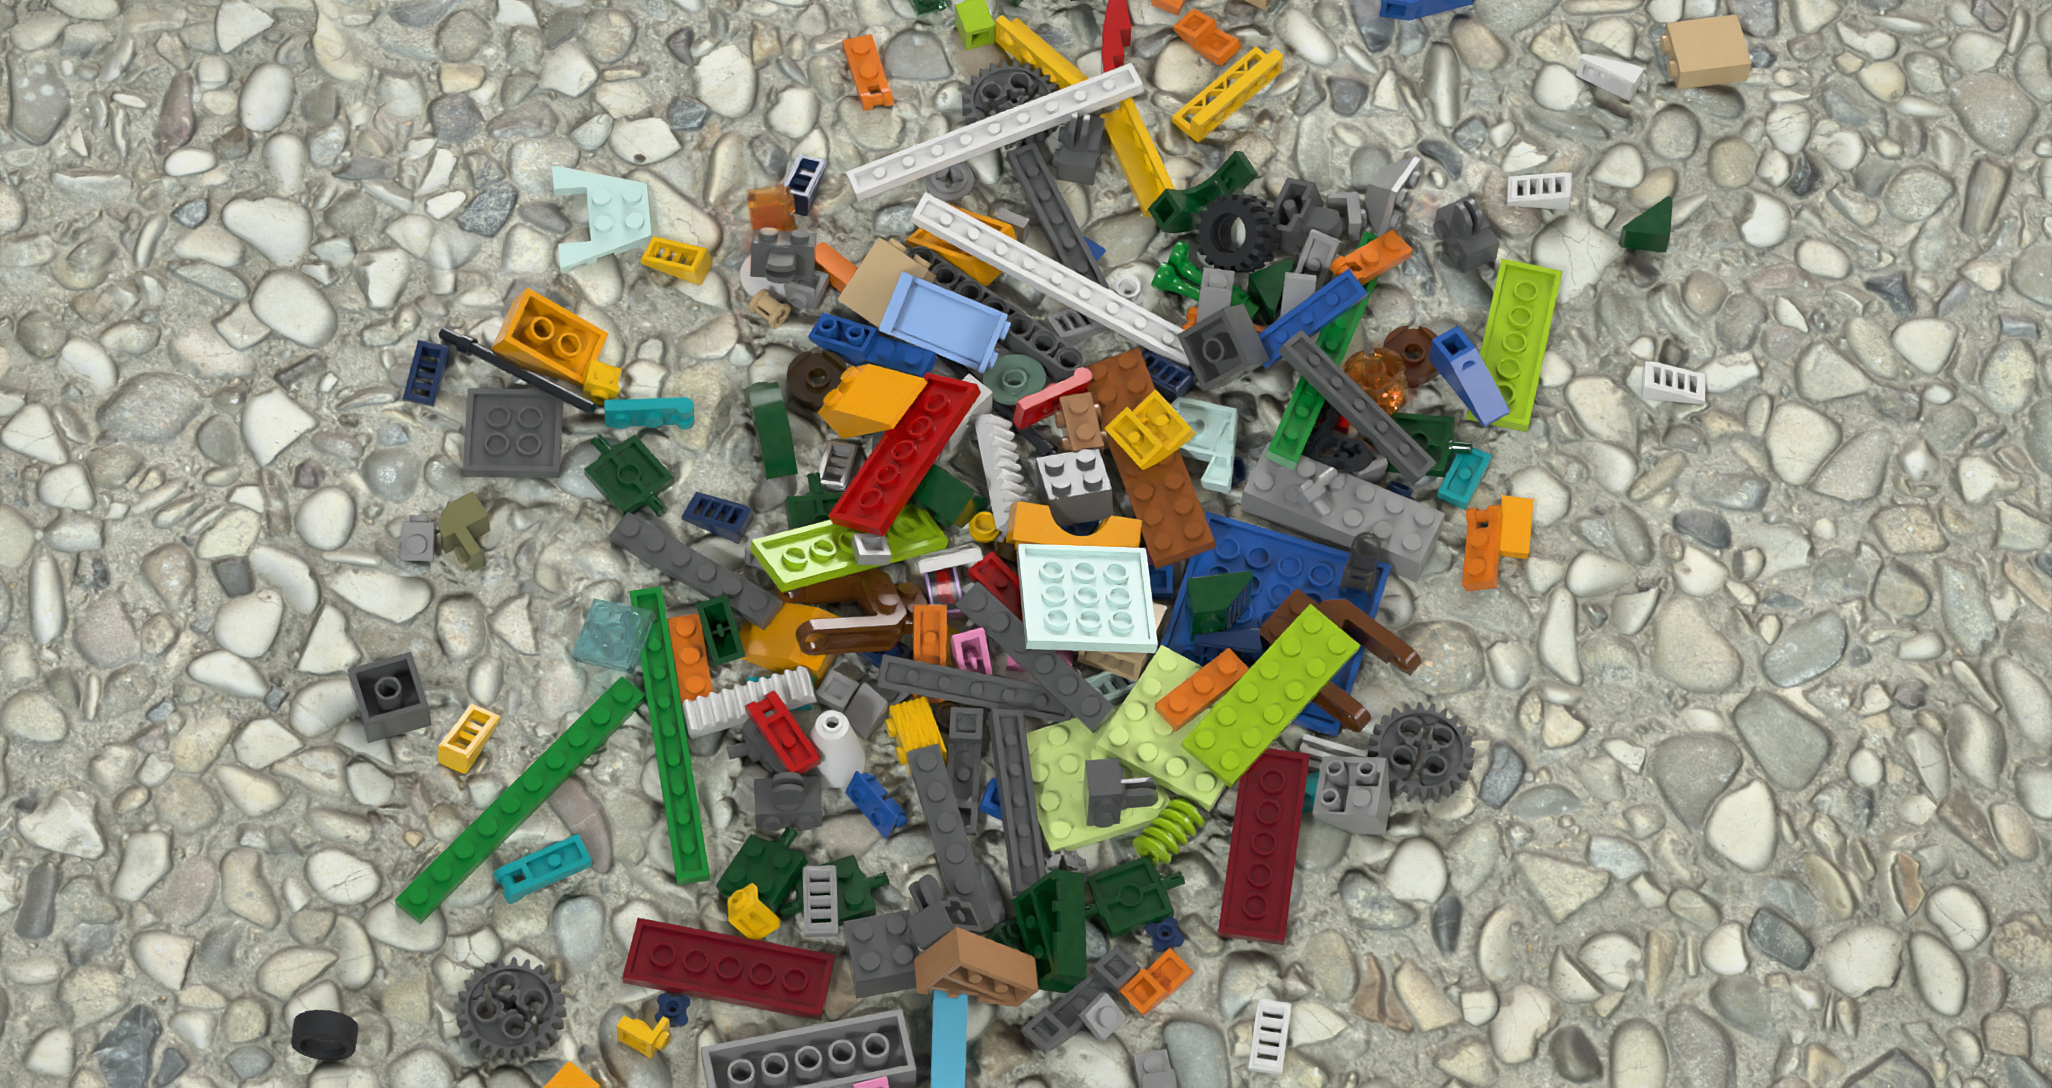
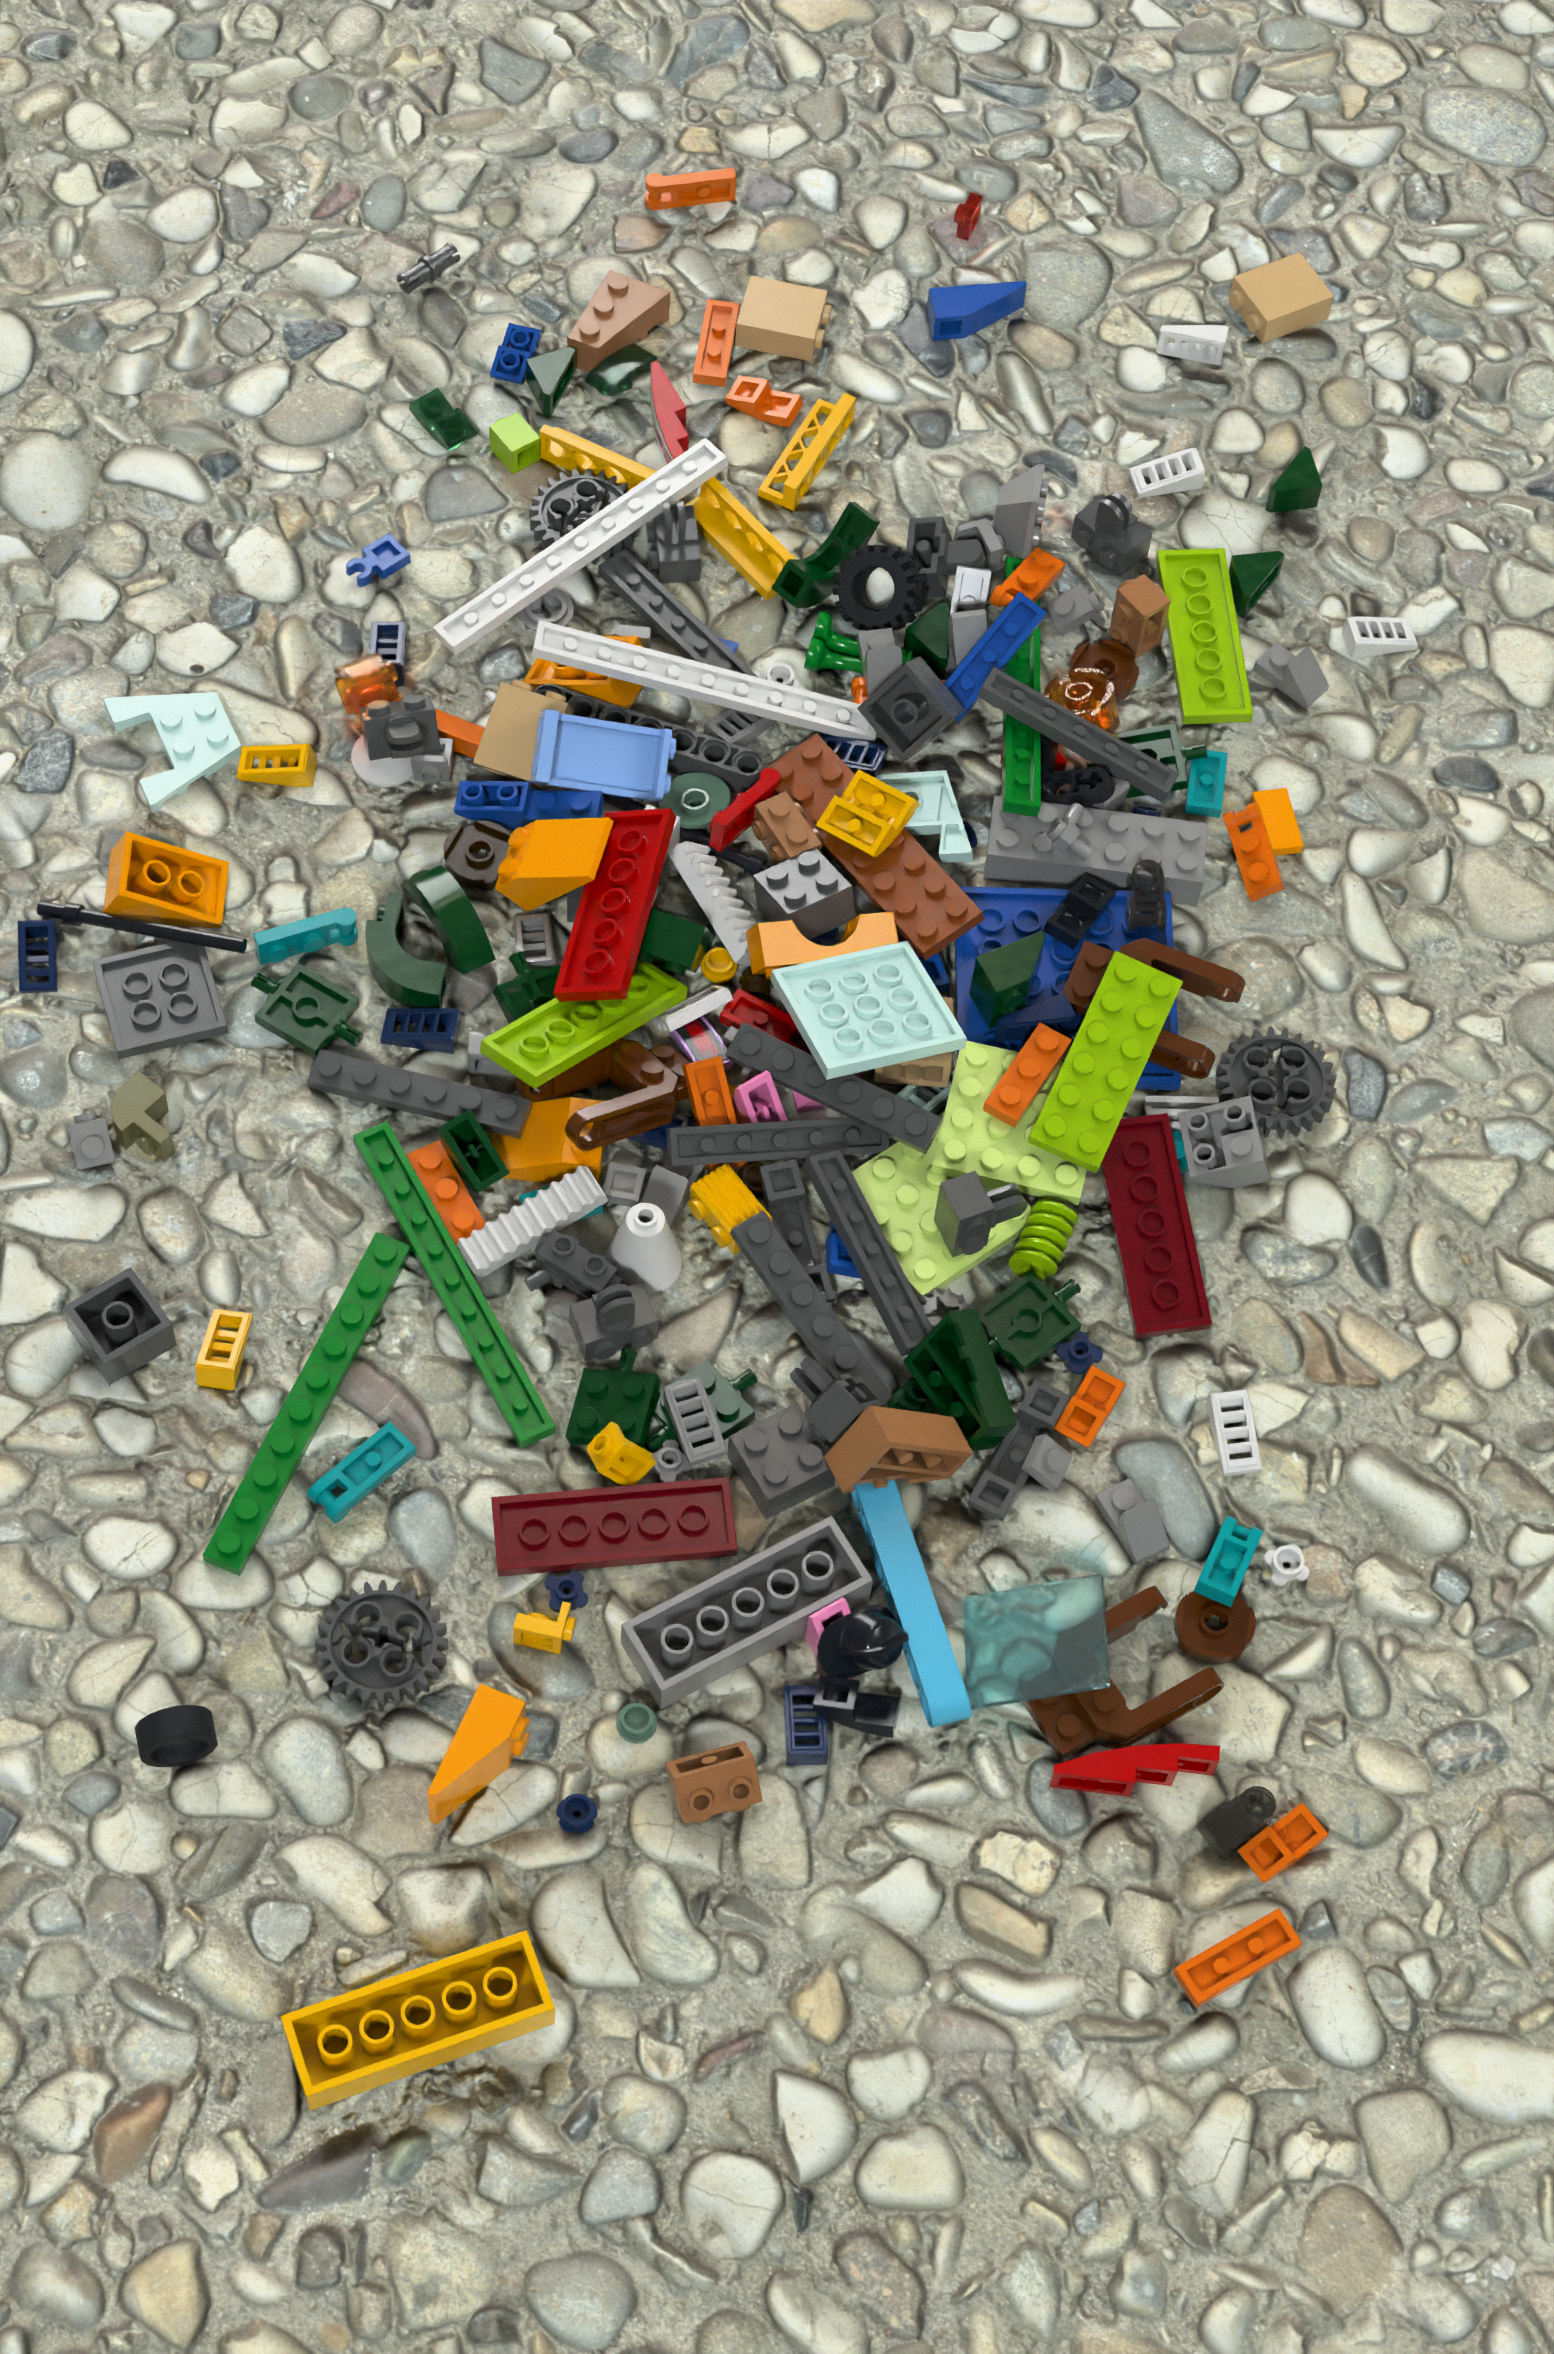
camera: 20 degrees left, 0 degrees up
(601, 382) = (240, 916): yellow bracket -> none
(613, 636) = (352, 1189): clear light blue plate -> none
(717, 469) = (398, 974): none -> dark green arch
(769, 308) = (399, 791): tan bush -> none
(783, 734) = (589, 1245): red plate -> none
(792, 938) = (671, 1472): none -> light grey plate
(824, 98) = (381, 558): none -> plate
(867, 72) = (416, 520): orange plate -> none
(868, 795) = (702, 1294): blue hinge -> none
(870, 549) = (615, 1016): light grey plate -> none
(1304, 562) = (1080, 911): none -> black slope
(1410, 292) = (1075, 609): none -> light grey bracket
(1458, 306) = (1139, 615): none -> medium nougat brick
(1467, 375) = (1173, 673): slope -> none
(1578, 303) = (1252, 577): none -> dark green slope
(1581, 399) = (1293, 675): none -> light grey slope

